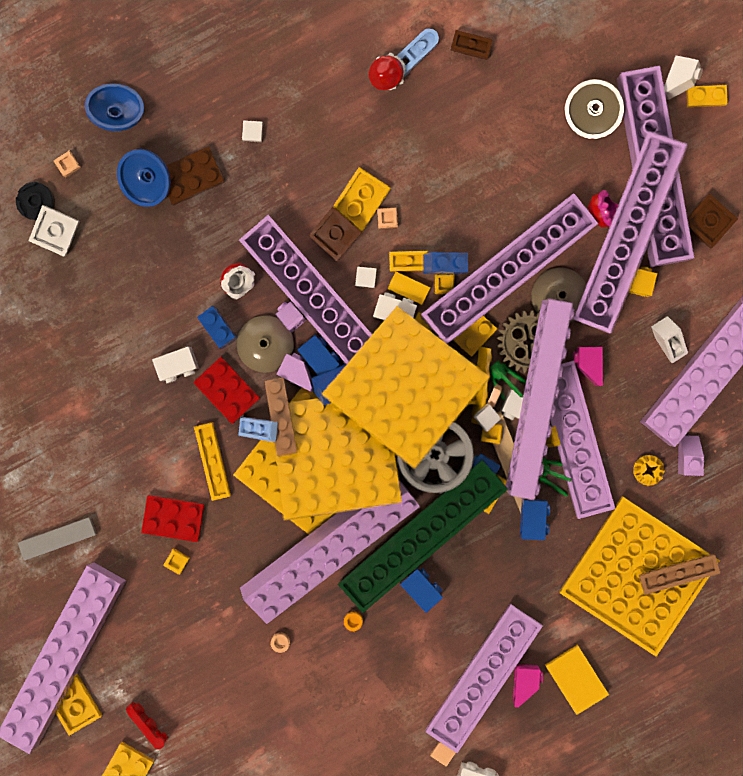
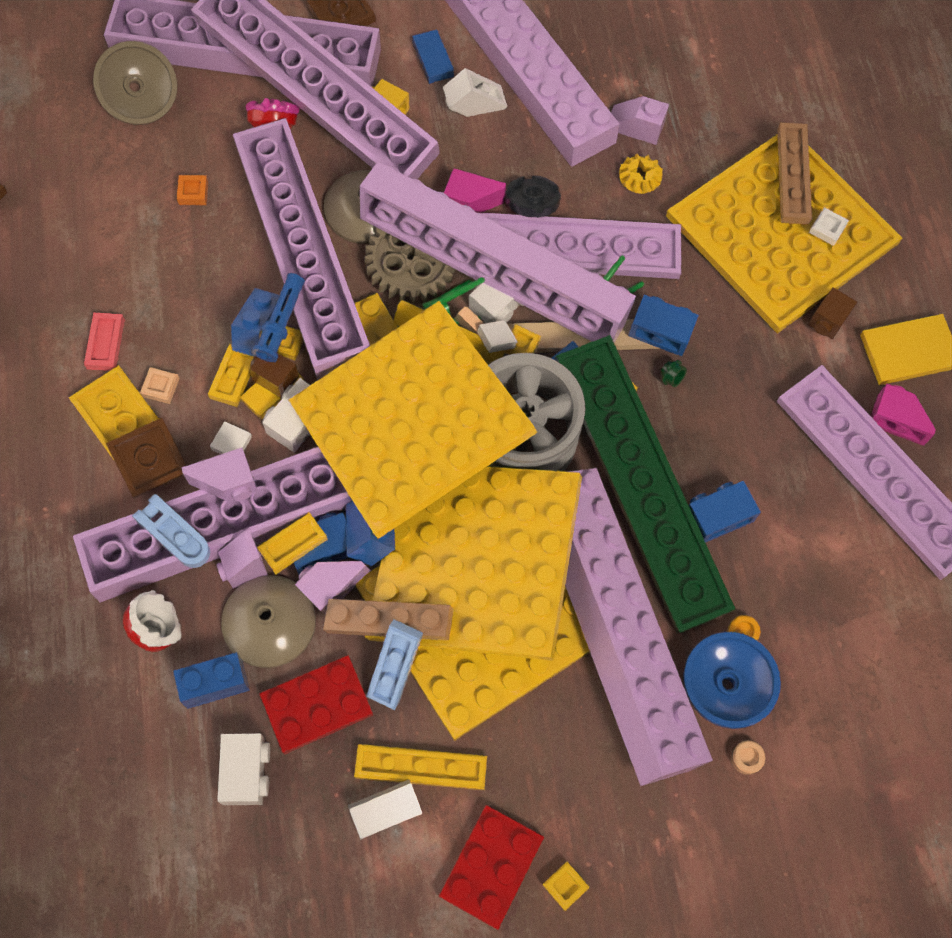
camera: 75 degrees left, 20 degrees down
(182, 450) = (384, 809): none -> tile
(288, 273) = (174, 533): none -> light blue plate
(309, 343) = (292, 543): none -> yellow tile
(315, 635) = (748, 668): none -> blue dish
(331, 290) = (223, 476): none -> lavender slope
(404, 171) = (104, 341): none -> coral tile
(415, 286) = (274, 375): none -> reddish brown brick
(471, 280) = (277, 331): none -> blue pin
(505, 533) = (673, 373): none -> dark green plate
(530, 180) = (192, 190): none -> orange plate
(582, 623) = (832, 313): none -> reddish brown brick
(603, 405) = (533, 196): none -> black tile
(646, 606) = (829, 226): none -> white tile
(695, 298) = (433, 56): none -> blue tile

